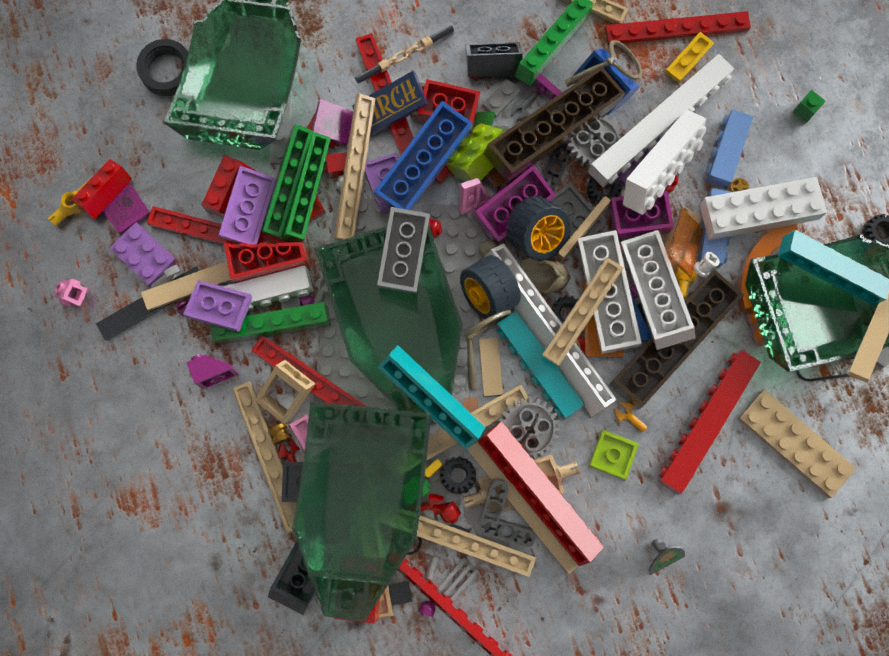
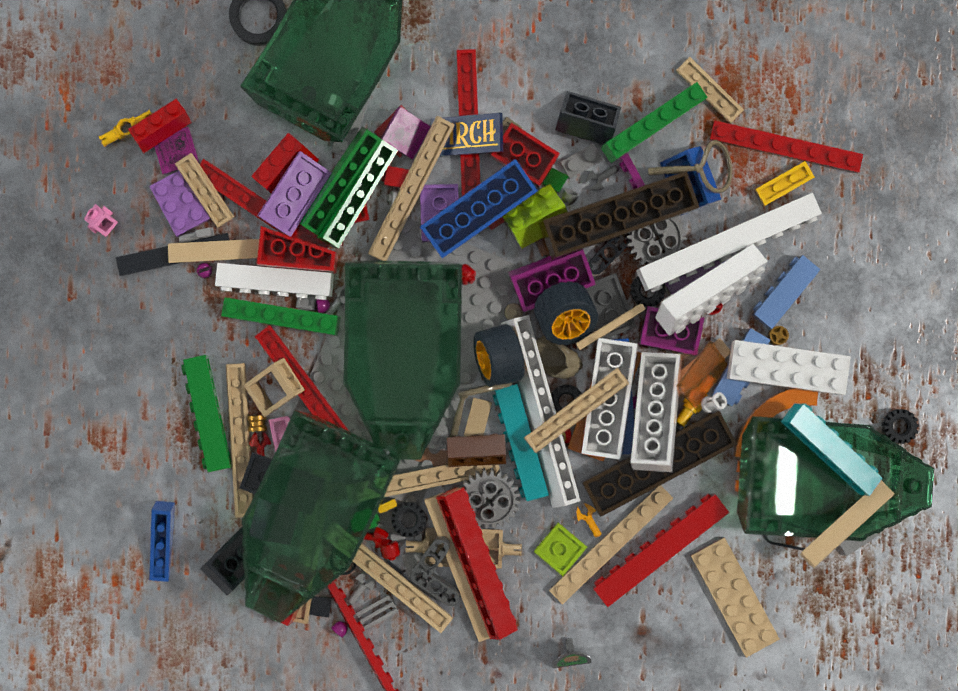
camera: 20 degrees right, 10 degrees up
(161, 233) = (204, 190): none -> tan tile
(209, 371) = (210, 342): magenta slope -> none
(218, 305) = (237, 285): medium lavender plate -> none
(220, 582) = (161, 540): none -> blue slope
(228, 441) = (207, 413): none -> green brick
(384, 64) = (525, 77): piece -> none
(403, 250) = (427, 296): light grey brick -> none
(431, 397) = (406, 444): teal brick -> none
(471, 195) = (514, 257): bright pink wing -> none
(500, 385) = (476, 450): none -> reddish brown brick
(659, 434) = (610, 544): none -> tan plate
(809, 106) = (882, 276): green brick -> none

